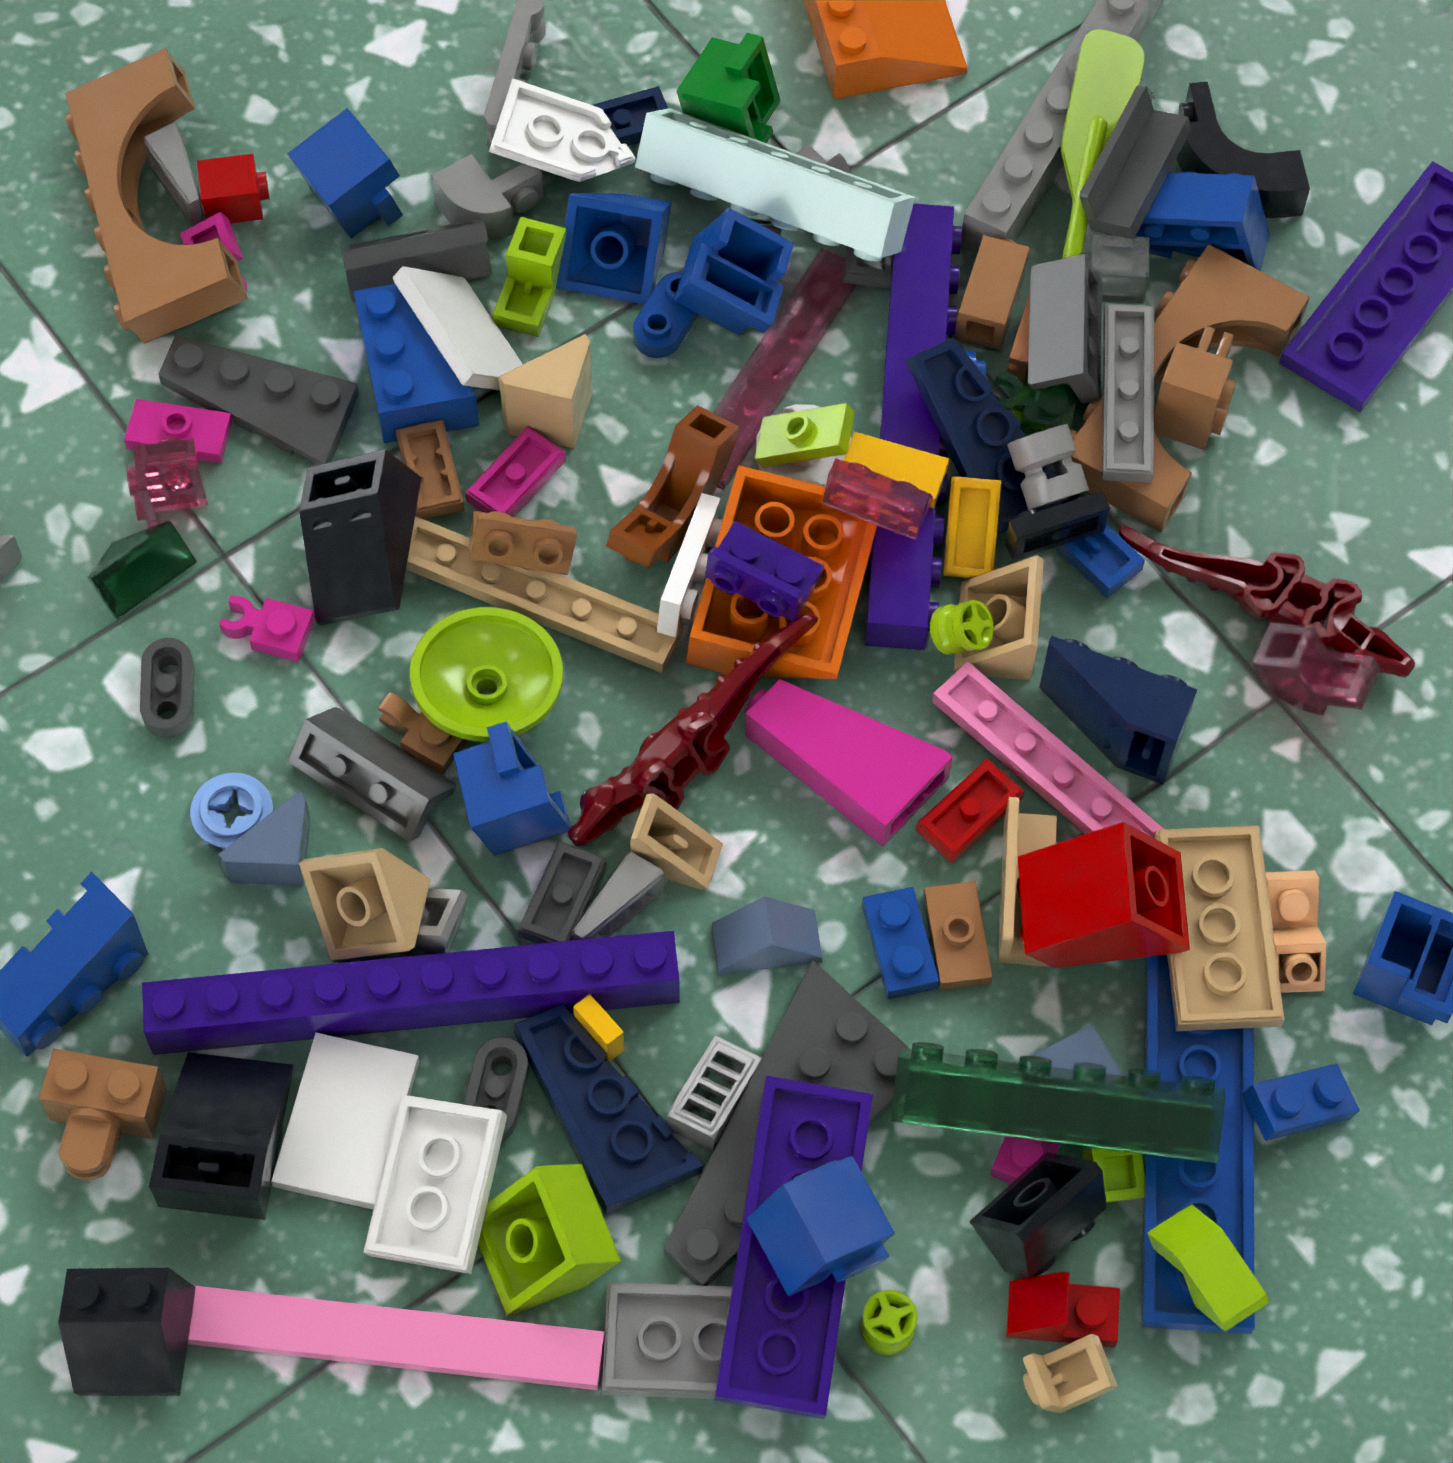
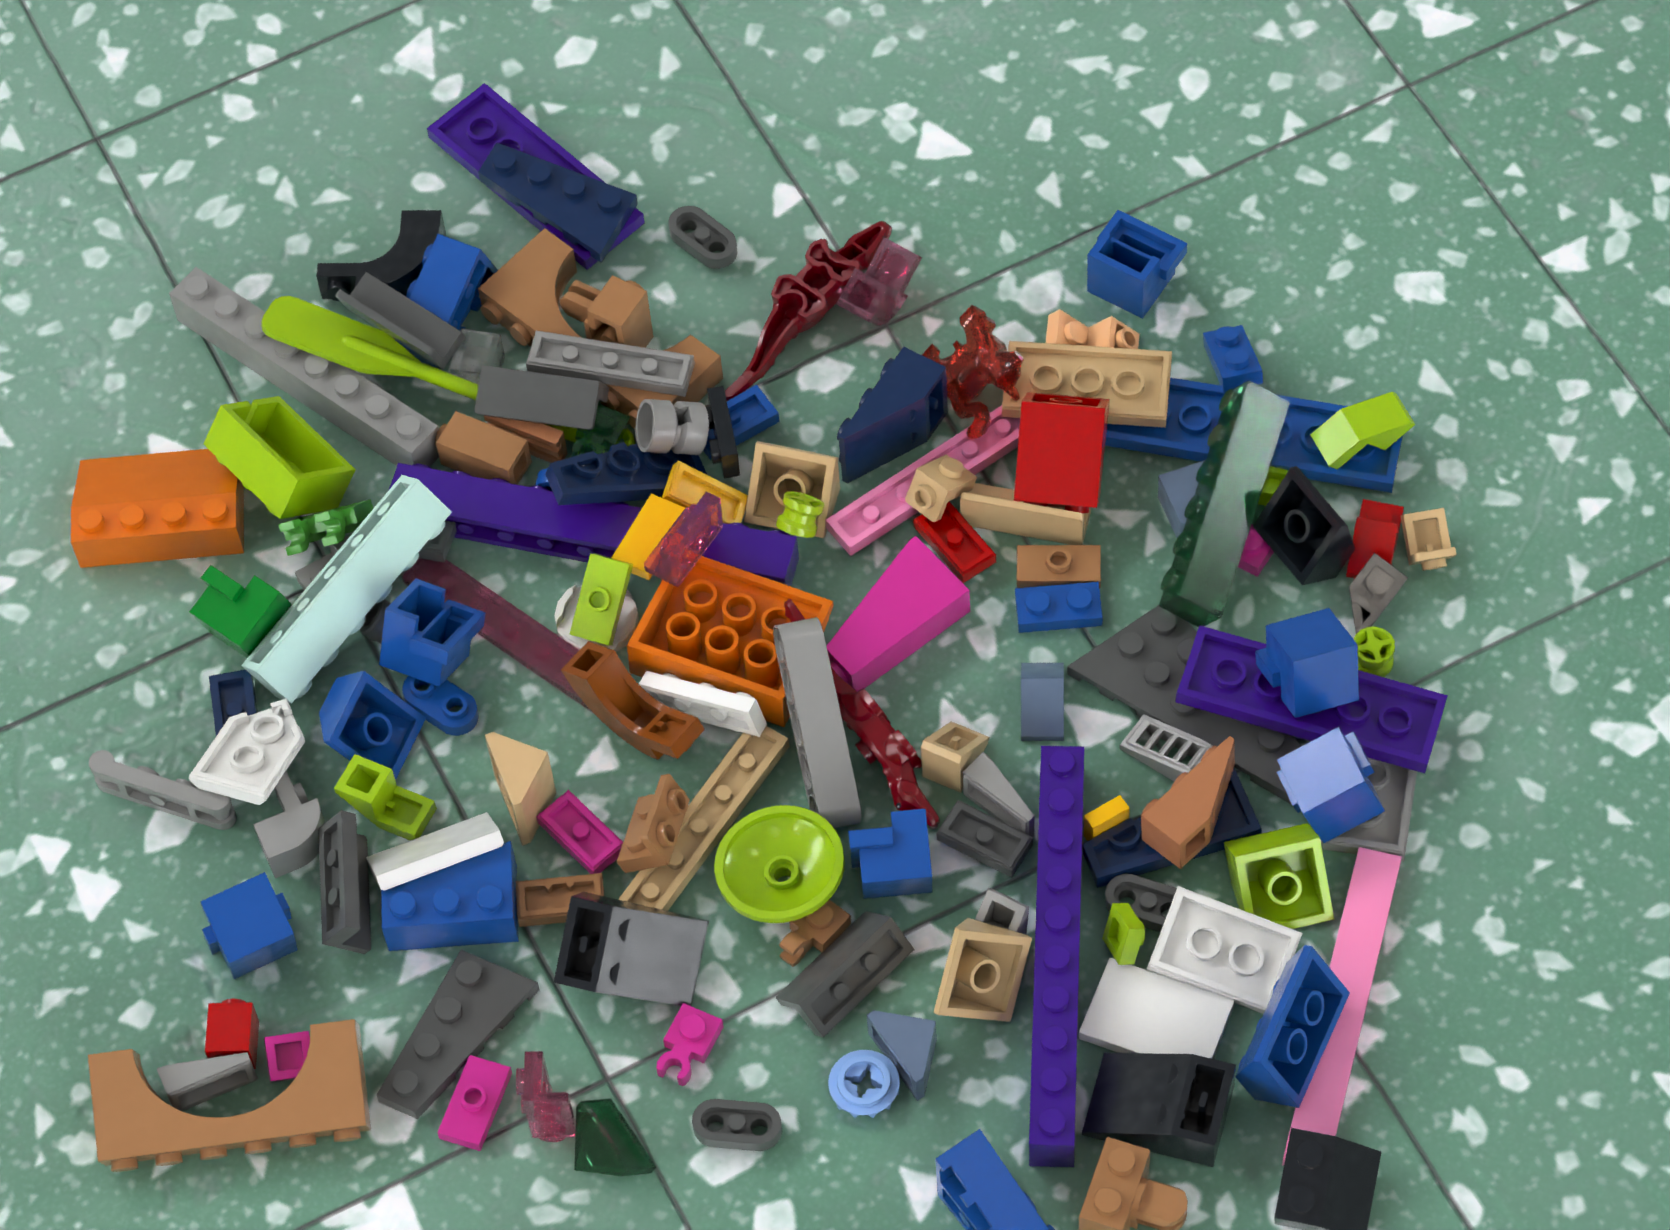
camera: 75 degrees left, 5 degrees down
(319, 1269) = (1293, 1031): none -> blue slope
(444, 1066) = (1123, 933): none -> lime plate
(610, 1116) = (1187, 814): none -> nougat slope
(661, 1274) = (1330, 783): none -> plate
(664, 678) = (817, 721): none -> light grey beam
(763, 571) = (735, 635): dark purple bracket -> none
(862, 146) = (314, 526): none -> bright green plate
(933, 93) = (279, 457): none -> lime piece
(978, 1313) = (1373, 591): none -> slope
(1030, 773) = (937, 485): none -> tan bracket
(1209, 791) = (975, 365): none -> clear red animal
(1349, 477) = (706, 239): none -> dark grey plate
(1357, 317) = (573, 203): none -> dark blue wing

